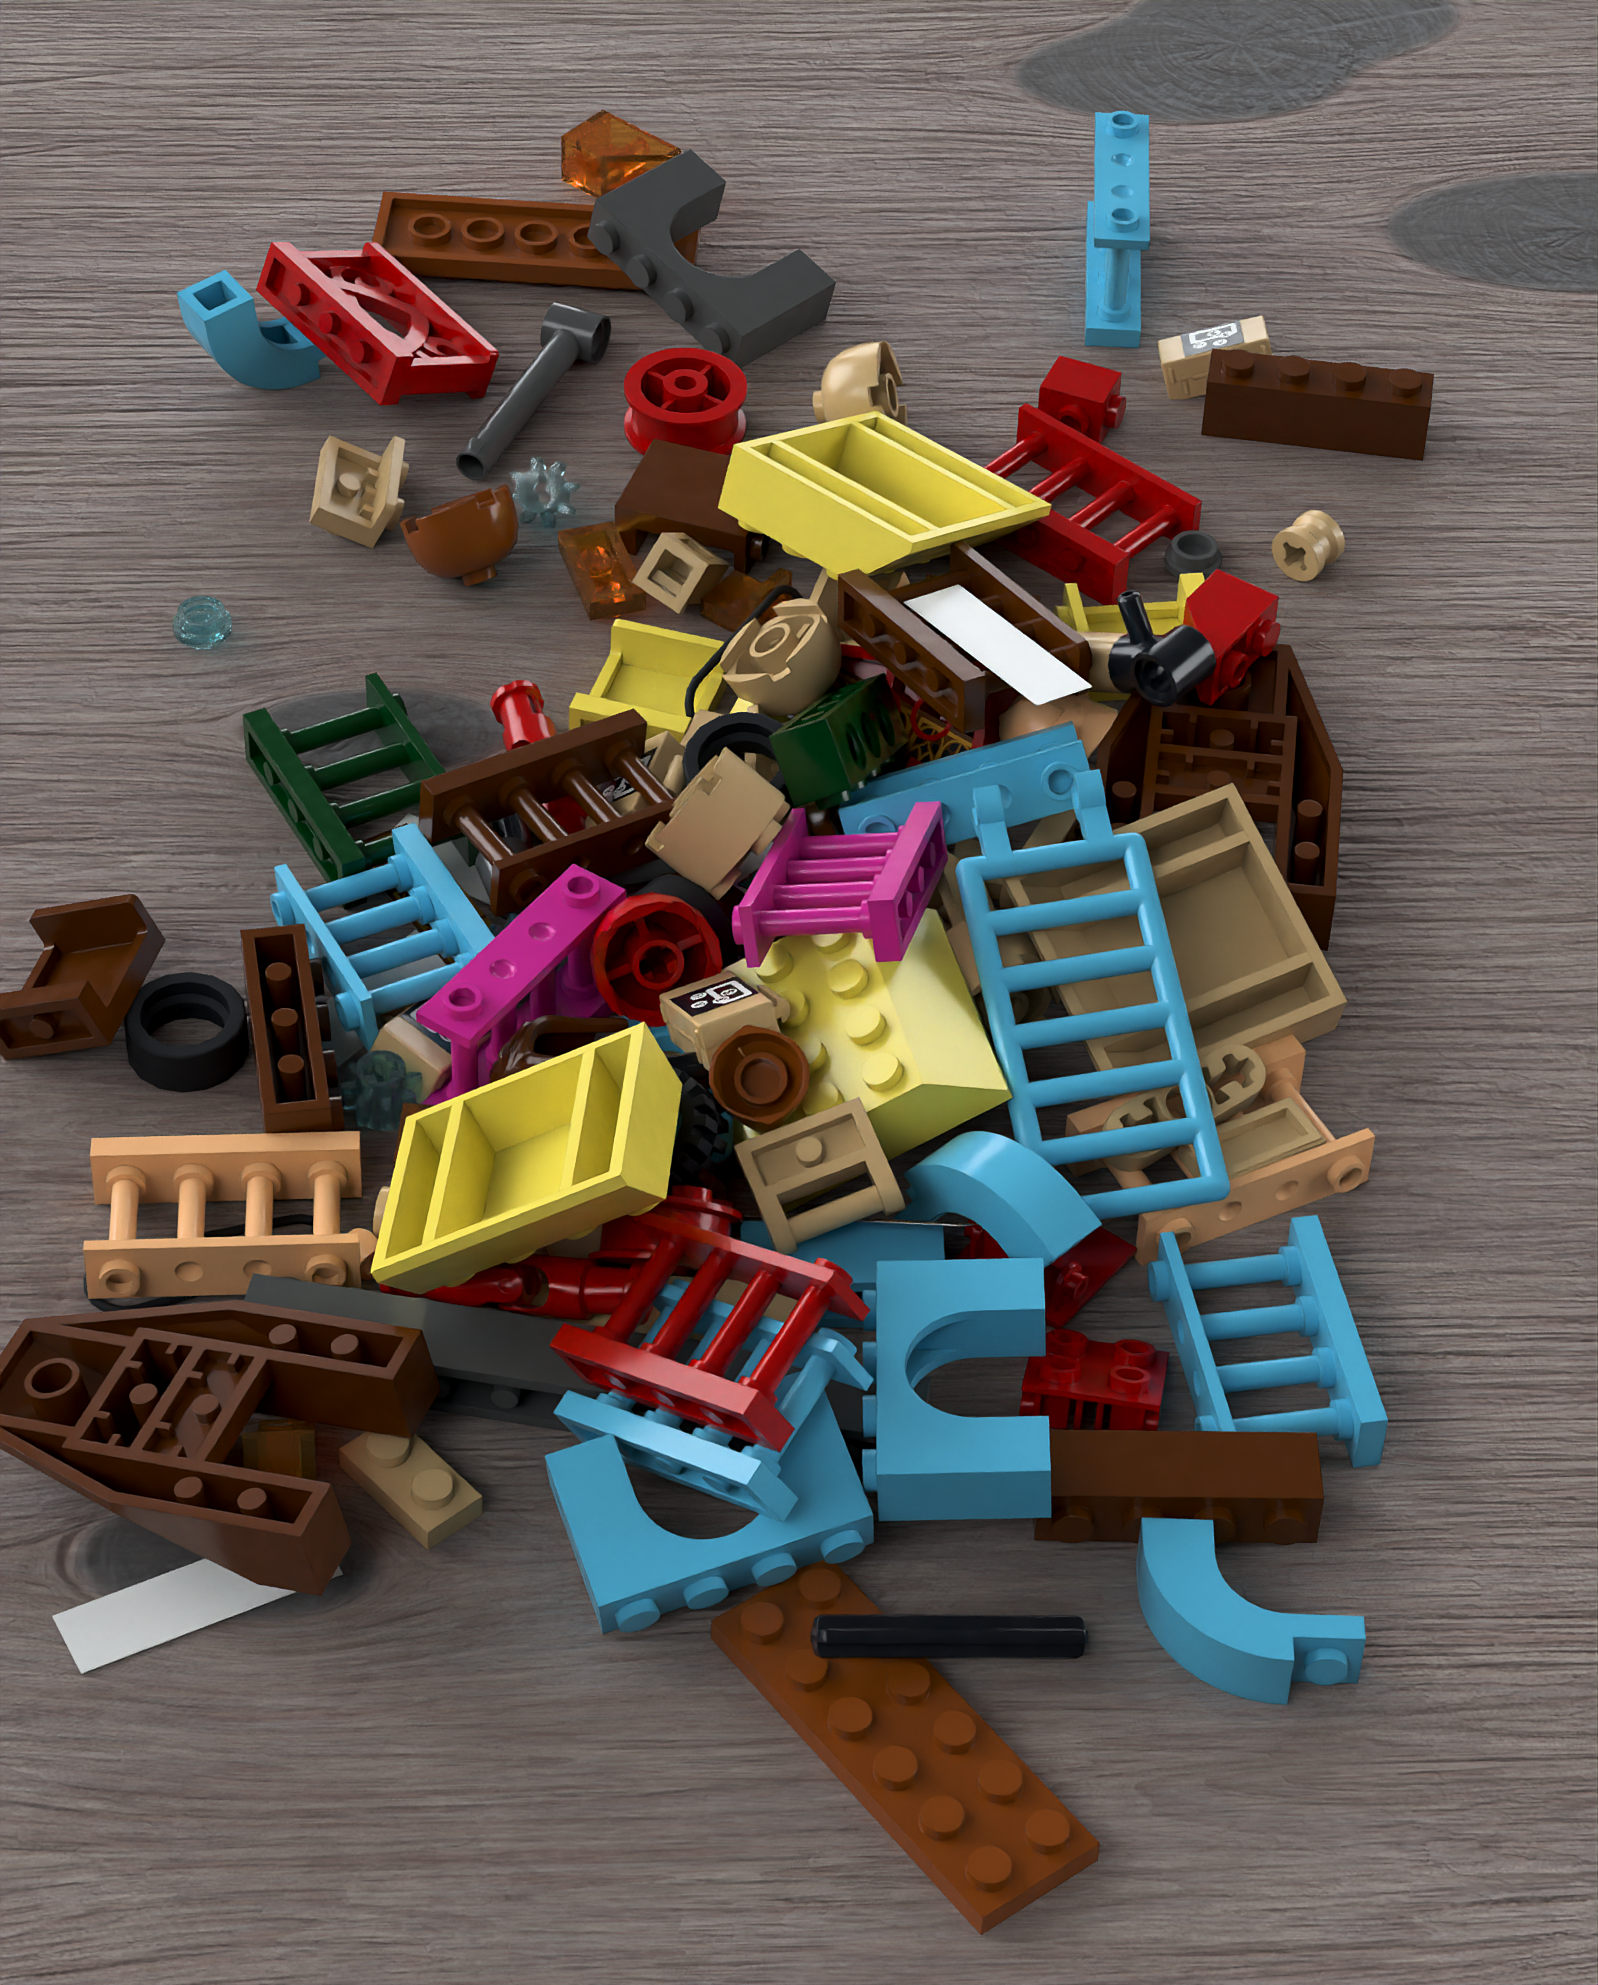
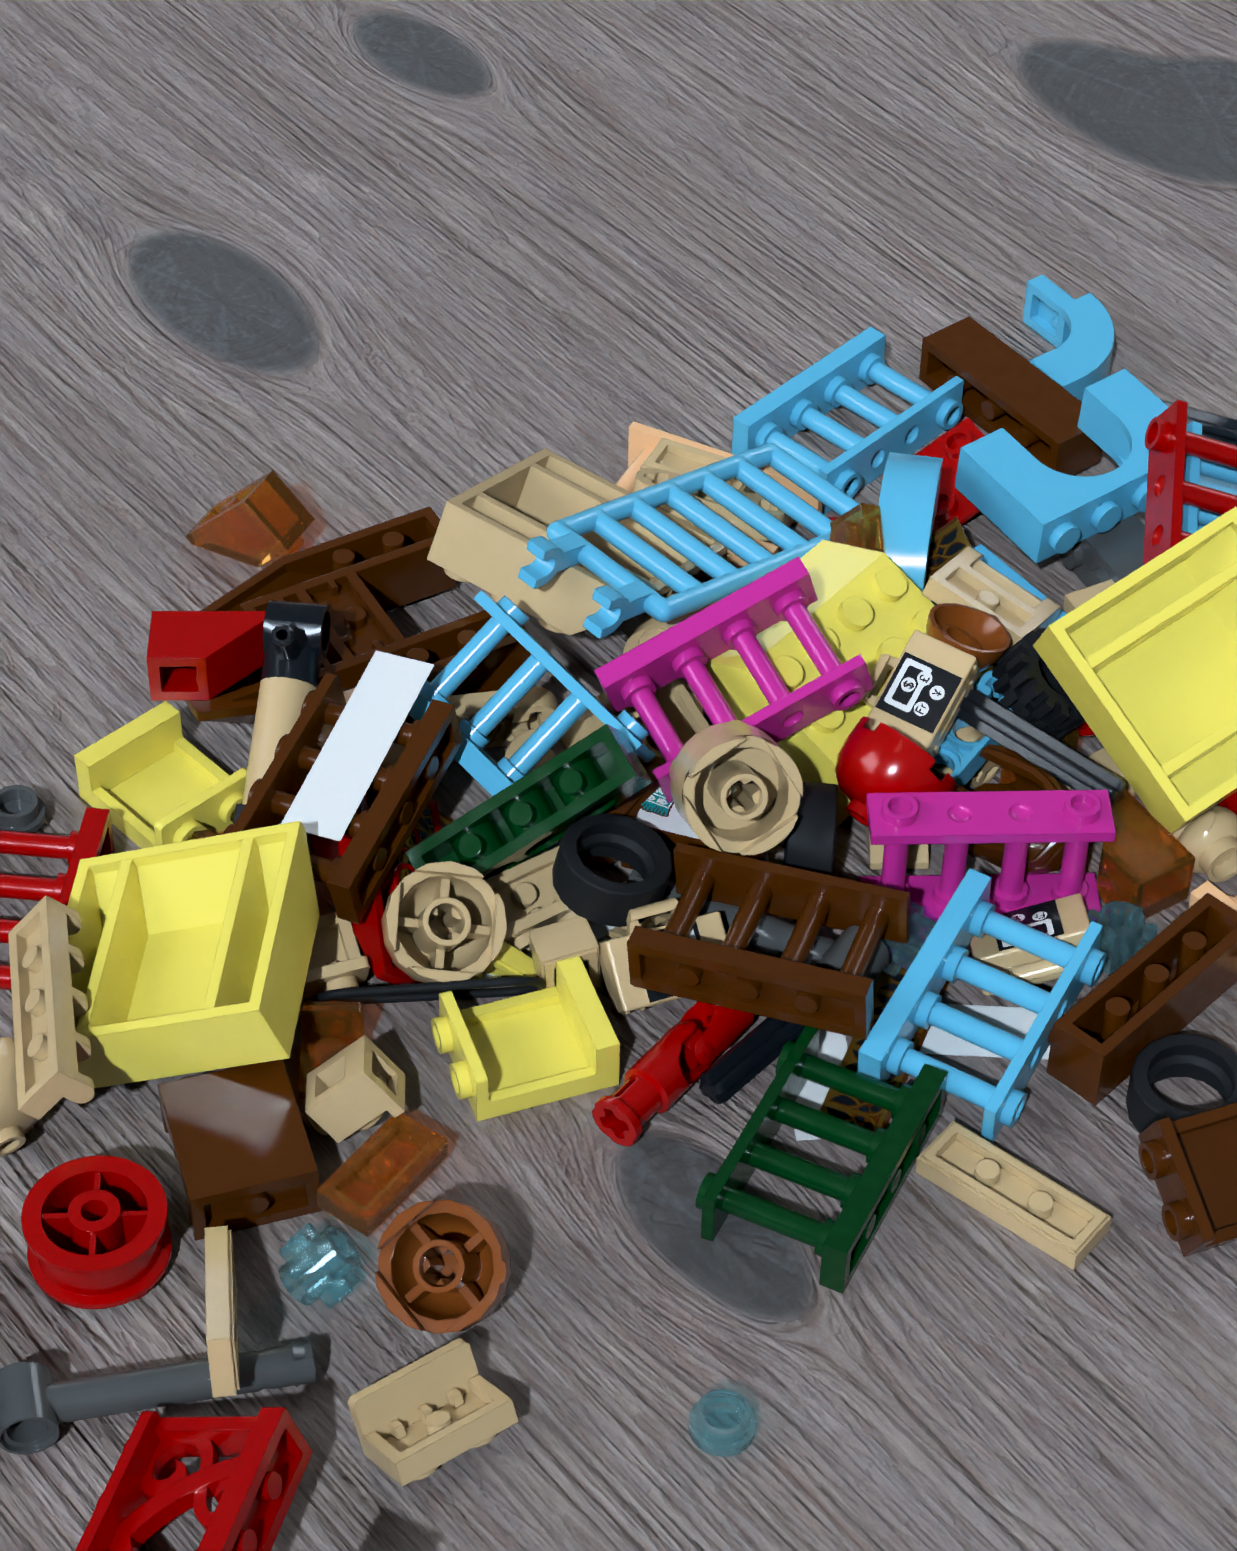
camera: 125 degrees left, 0 degrees up
(216, 885) = (1013, 1194): none -> tan tile
(541, 412) = (221, 1312): none -> tan tile
(885, 403) = (46, 1008): none -> tan hinge
(990, 1113) = (859, 528): none -> clear orange plate
(1457, 833) = (254, 523): none -> clear orange slope

